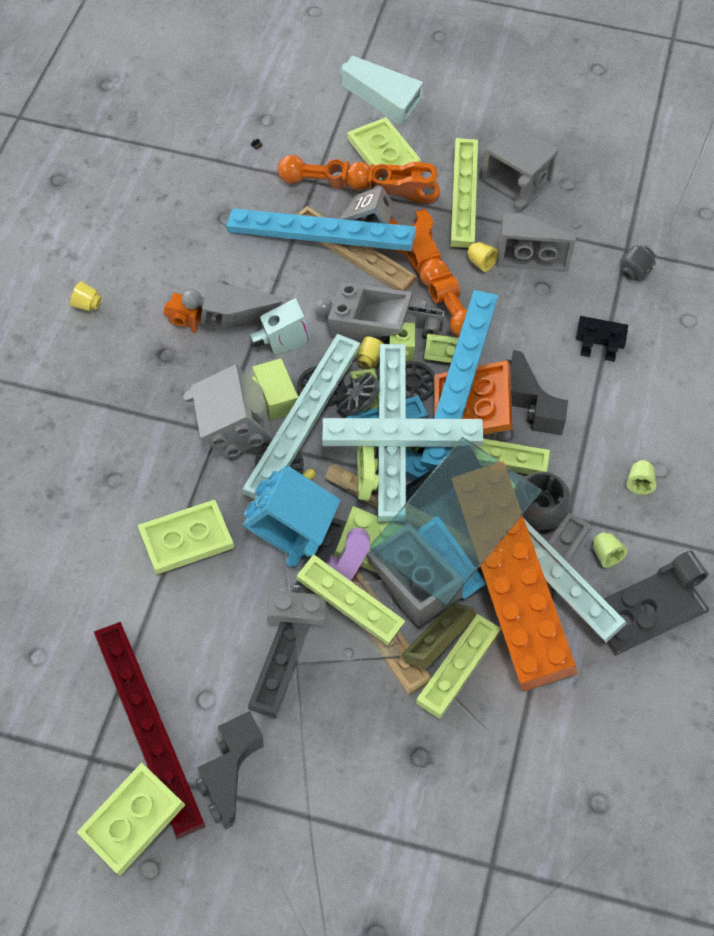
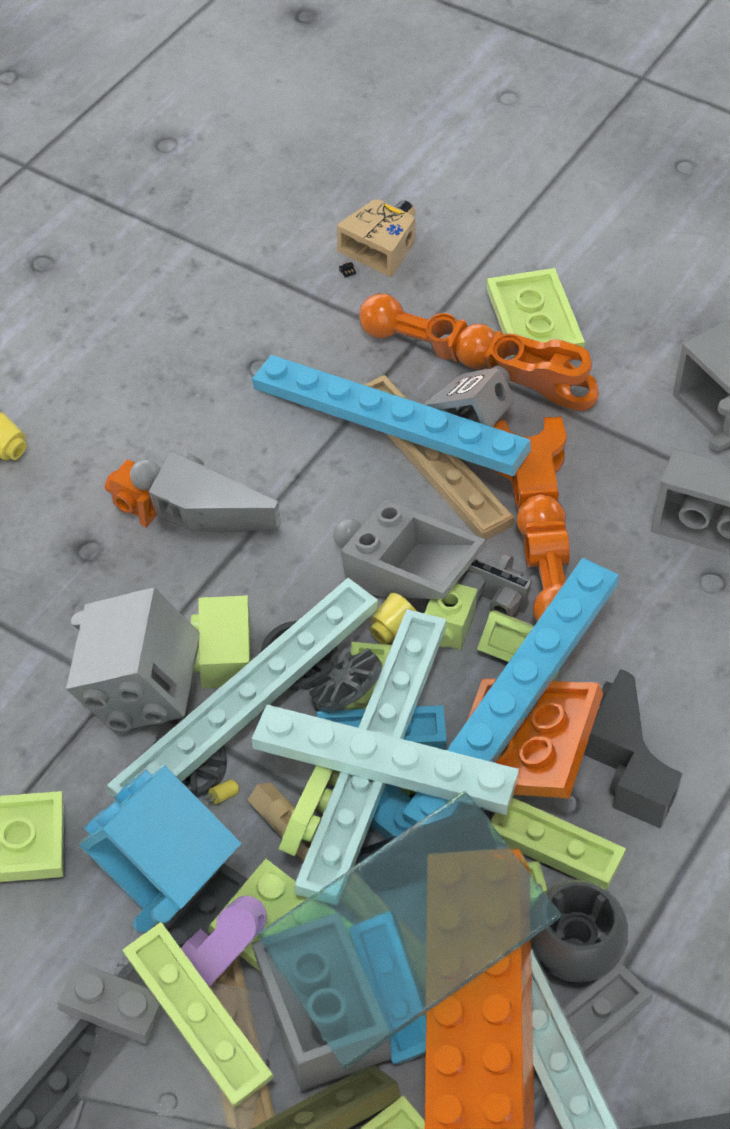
camera: 20 degrees right, 5 degrees down
(269, 118) = (378, 235): none -> tan torso
(283, 329) = (271, 551): light aqua torso -> none
(382, 88) = (567, 226): light aqua slope -> none
(414, 380) = (449, 681): dark grey wheel -> none
(464, 193) = (635, 407): yellowish green plate -> none
(482, 255) = (630, 509): light yellow hat -> none
(609, 549) = (668, 1046): yellowish green hat -> none

